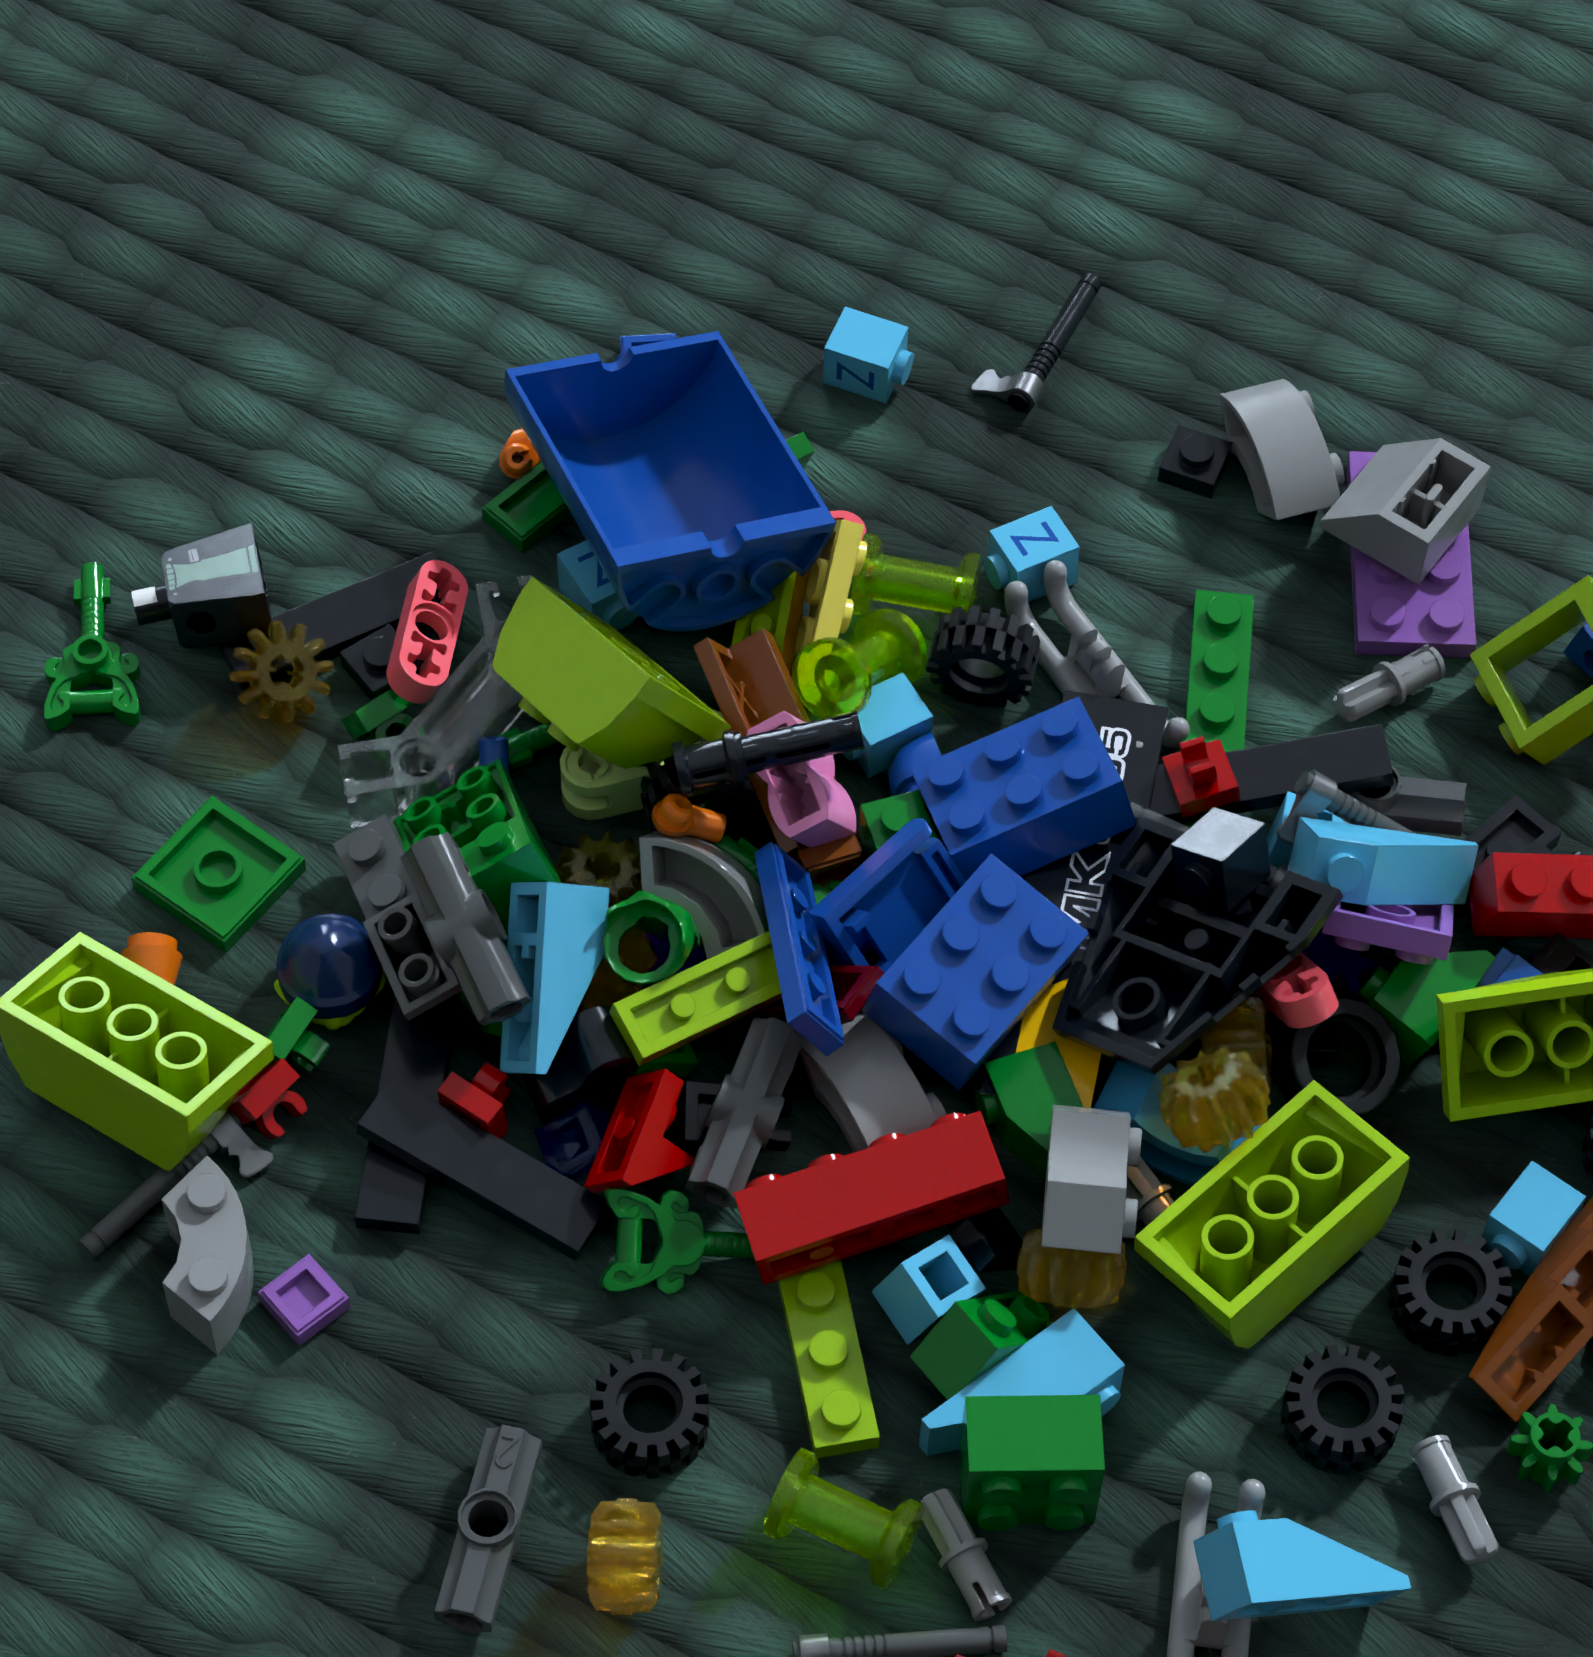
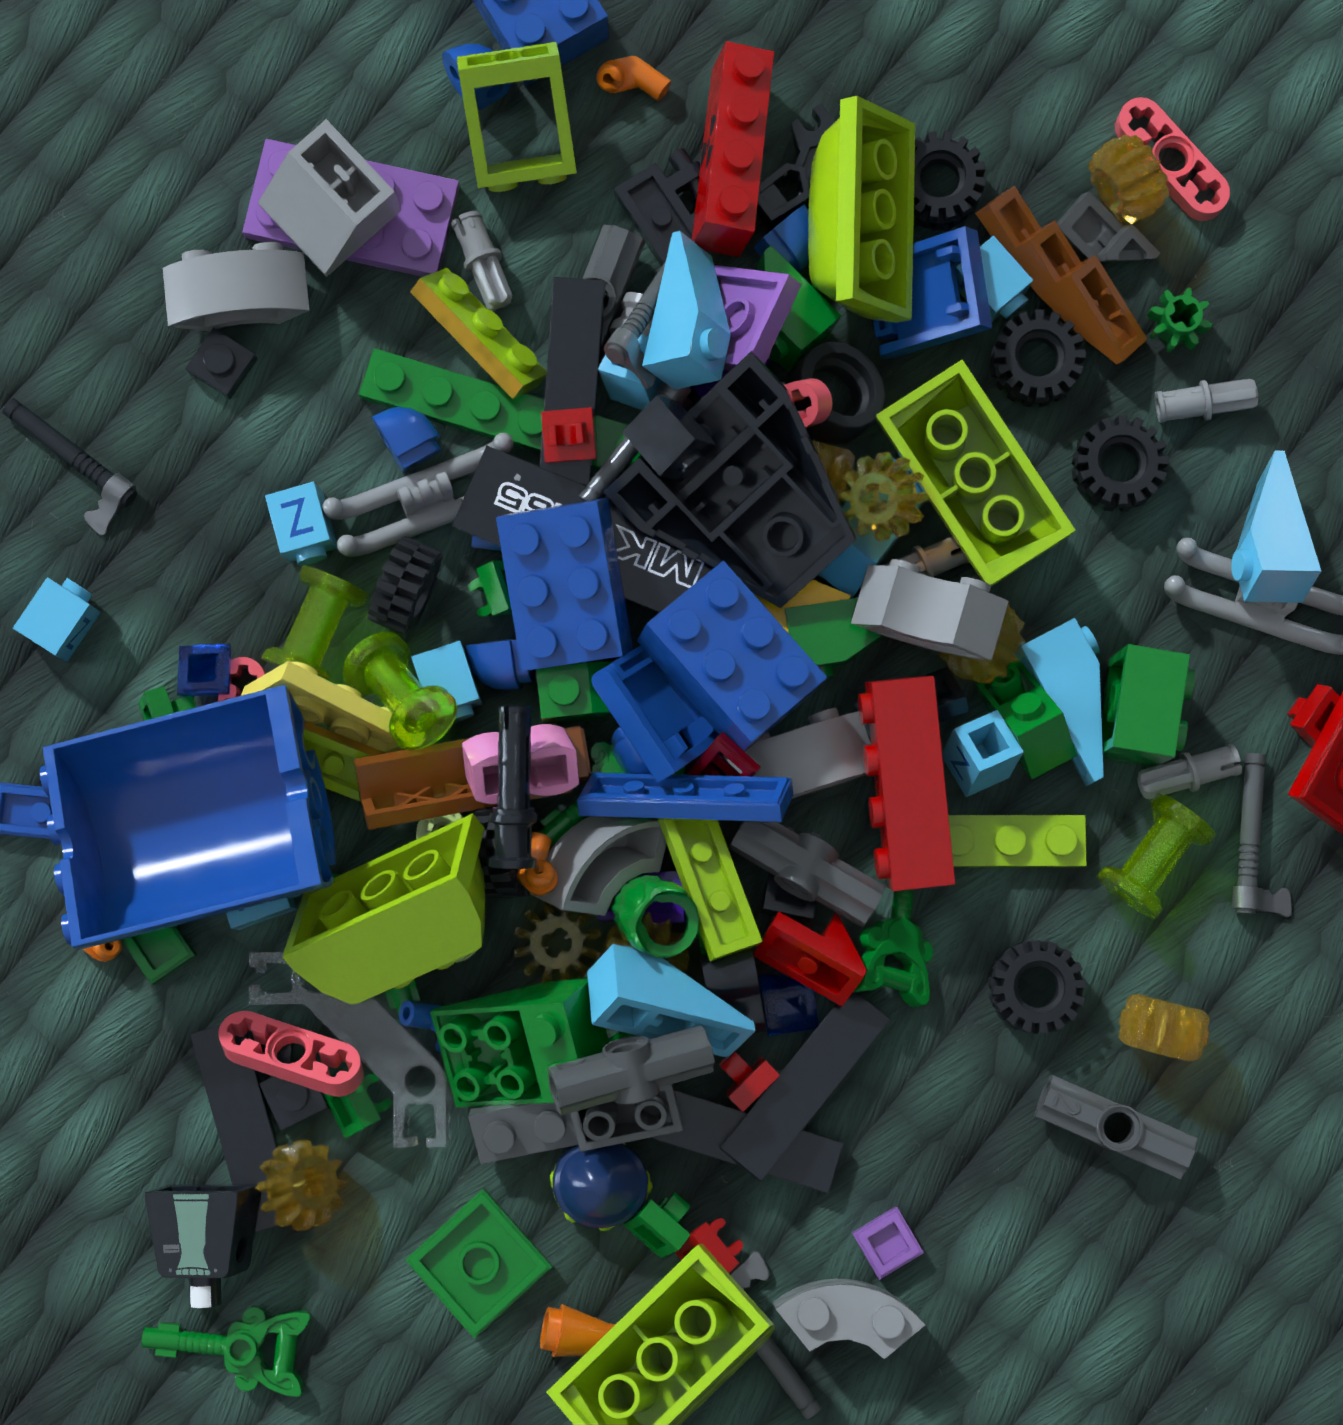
camera: 80 degrees left, 25 degrees up
(843, 489) = (204, 670): none -> clear blue slope
(1157, 640) = (407, 436): none -> blue piece
(1304, 683) = (479, 332): none -> lime plate
(1492, 1151) = (936, 301): none -> blue container

